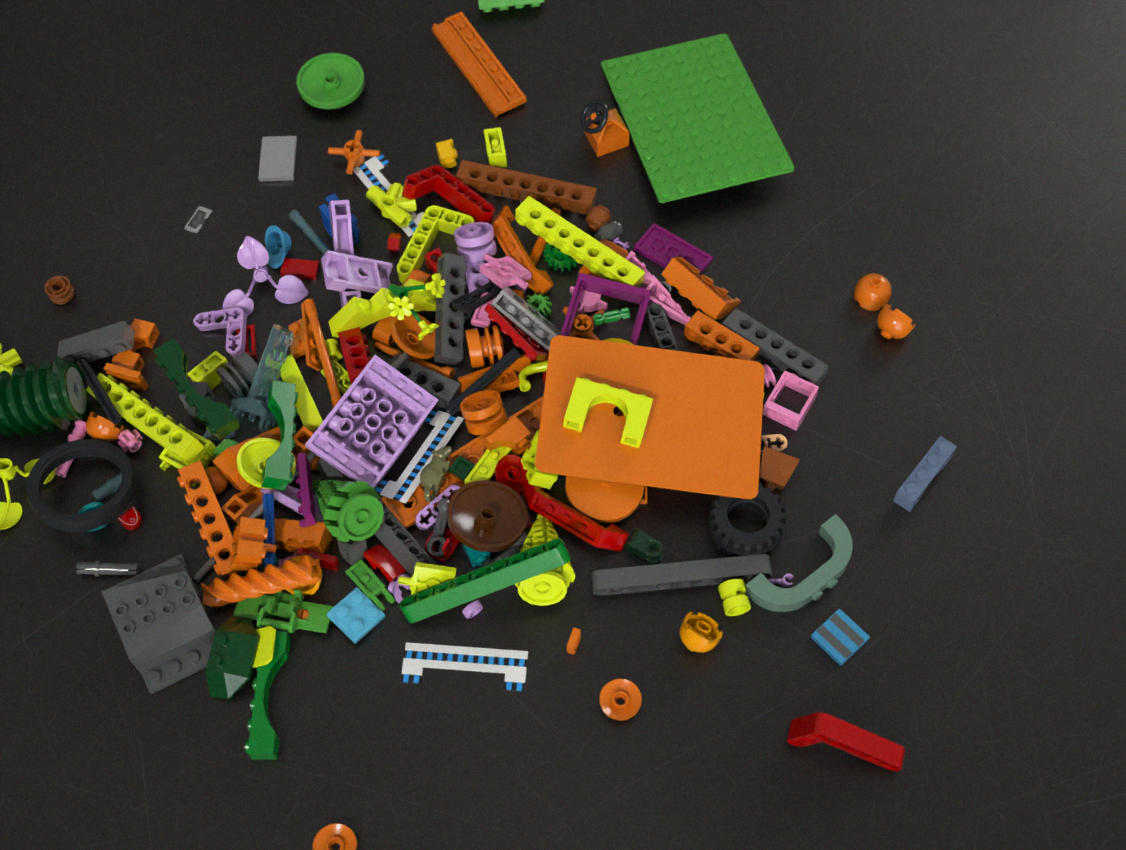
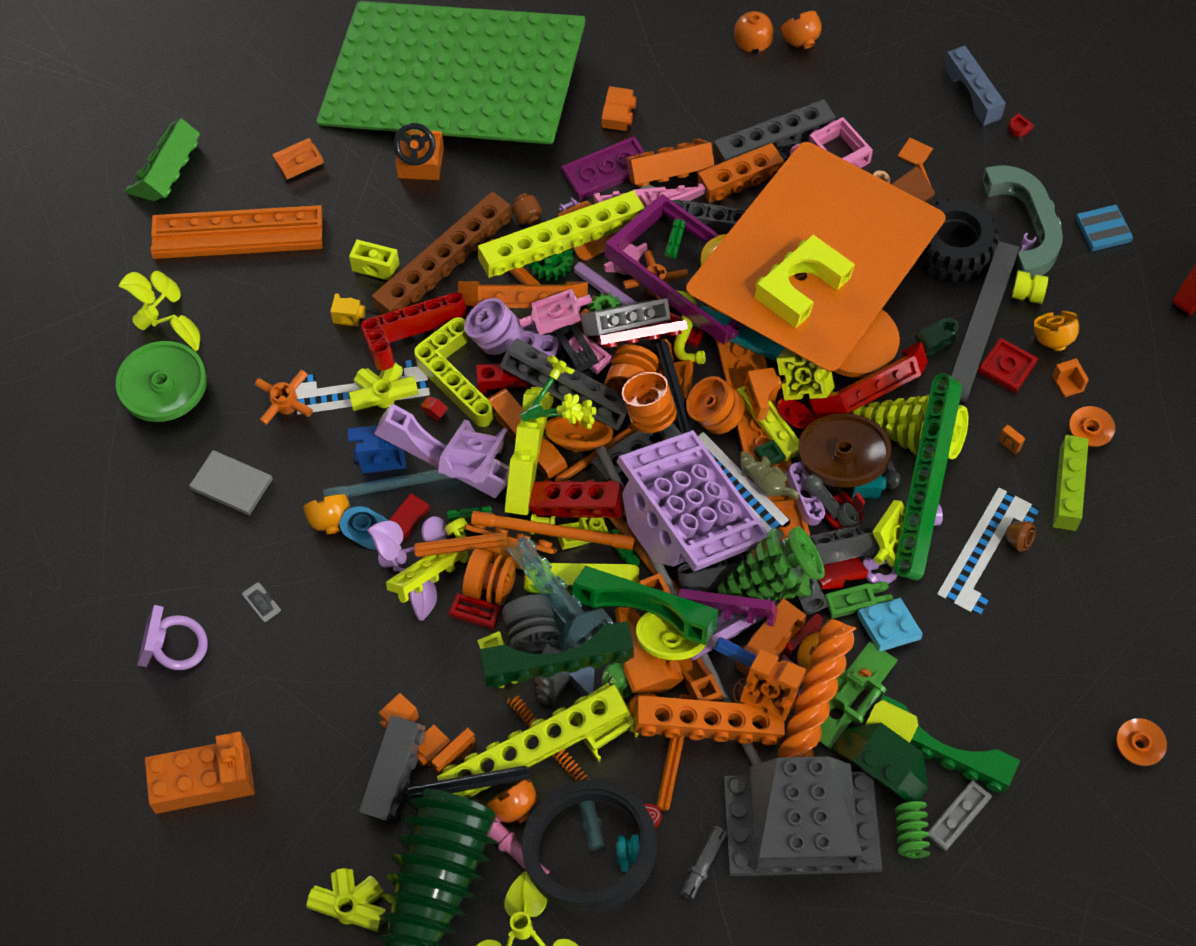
camera: 65 degrees left, 0 degrees up
(53, 244) = (200, 774): none -> orange hinge
(59, 290) = (281, 798): dark orange wheel -> none
(130, 440) = (544, 779): bright pink gear -> none
(138, 170) = (154, 638): none -> lavender tile
(156, 446) = (561, 752): none -> orange piece
(172, 517) = (671, 767): none -> orange axle
(186, 699) = (910, 829): none -> bright green piece
(216, 731) = (958, 816): none -> light grey tile
(229, 323) = (448, 612): lavender beam -> none
(255, 294) = (422, 571): none -> neon yellow hinge
(259, 329) = (484, 575): none -> orange wheel
(272, 216) = (326, 513): none -> light orange cylinder
(283, 305) = (460, 544): none -> orange axle
(300, 297) = (456, 528): none -> neon yellow tile
(320, 304) = (466, 513): none -> green axle
(409, 48) = (148, 315): none -> neon yellow plant
(453, 363) = (649, 402): none -> orange wheel
(483, 682) = (1021, 535): none -> dark orange cone
(554, 701) = (1070, 483): none -> lime brick
(560, 66) = (298, 158): none -> orange plate
(561, 298) = (601, 284): none -> lavender axle
(609, 231) = (549, 205): dark grey animal -> none
(650, 612) = (1007, 365): none -> red tile
(661, 665) = (1070, 377): none -> orange panel
(731, 233) = (617, 108): none -> orange brick
(827, 460) = (916, 153): none -> orange piece
(909, 528) = (1019, 126): none -> red tile

